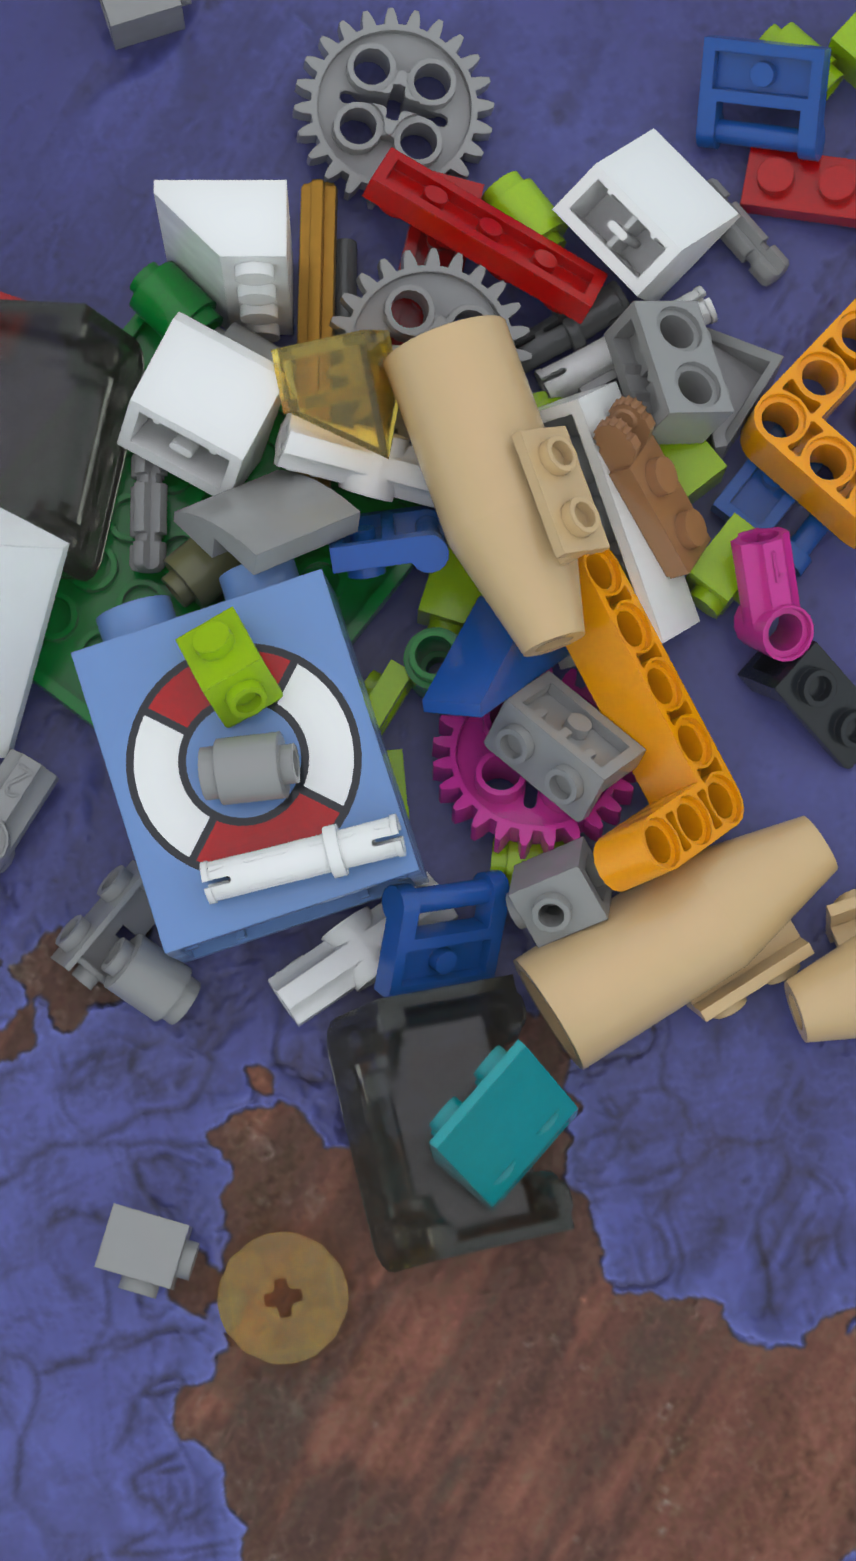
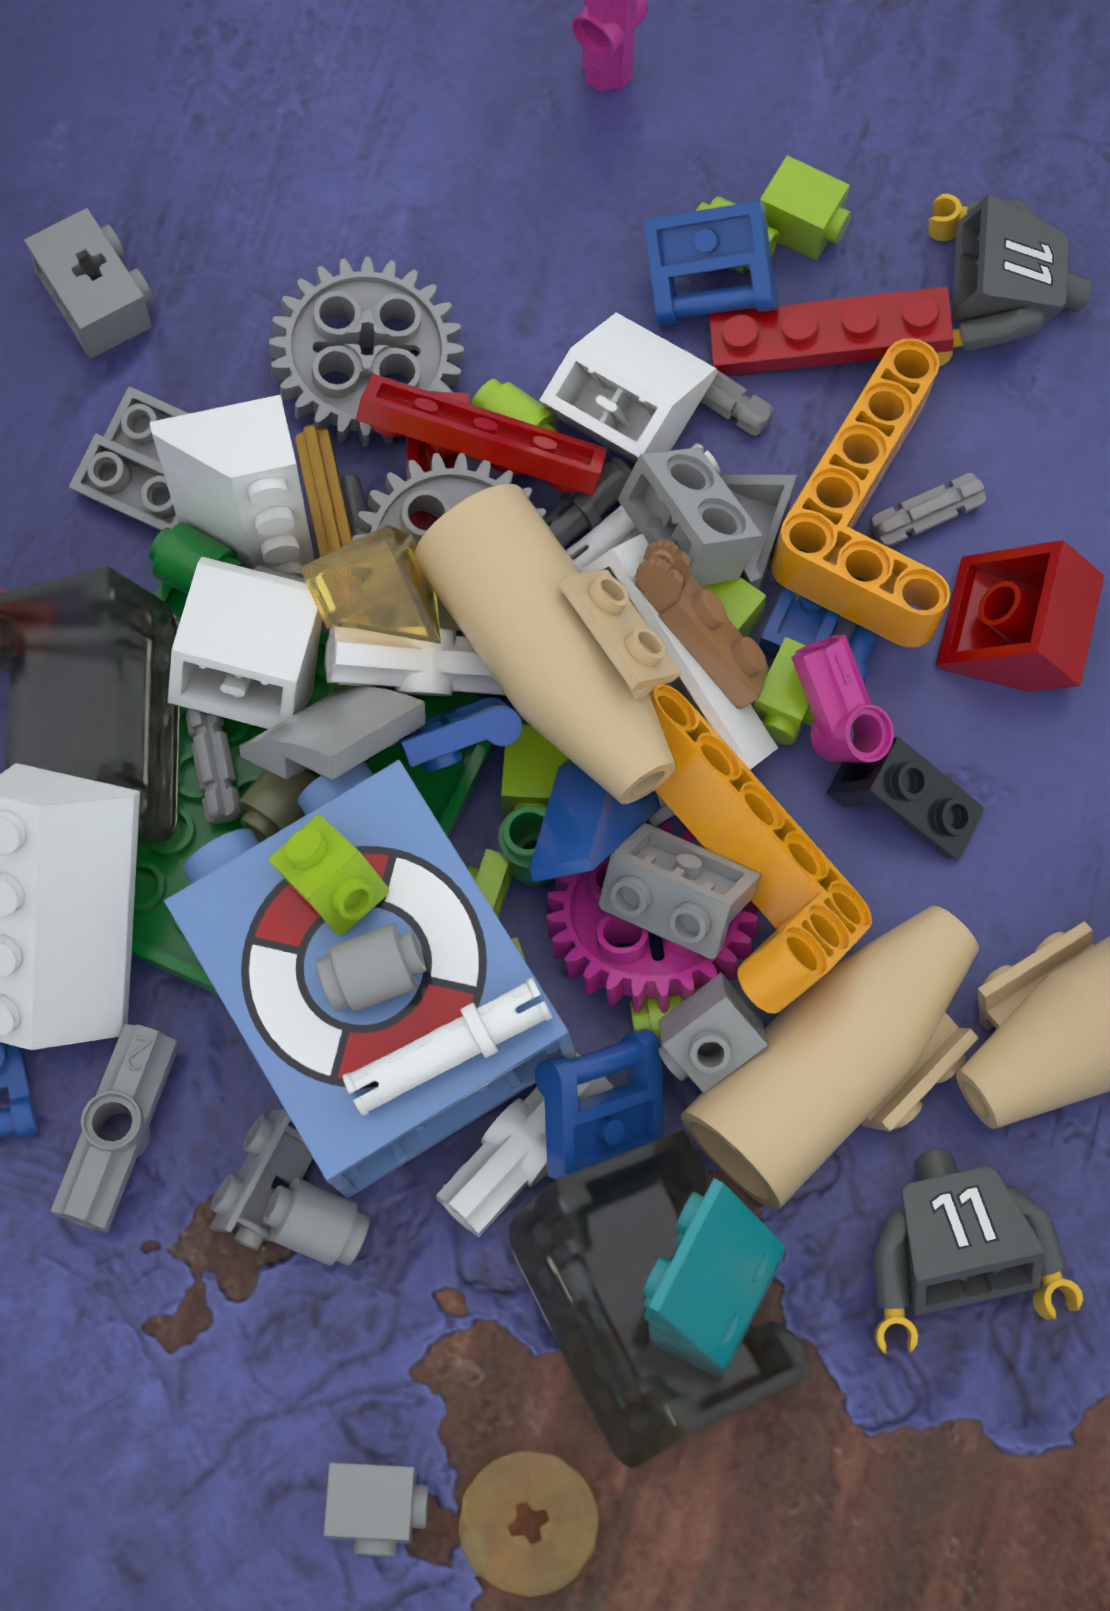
camera: 10 degrees left, 10 degrees down
(147, 148) = (125, 465): none -> light grey slope
(747, 1141) = (963, 1244): none -> dark grey torso

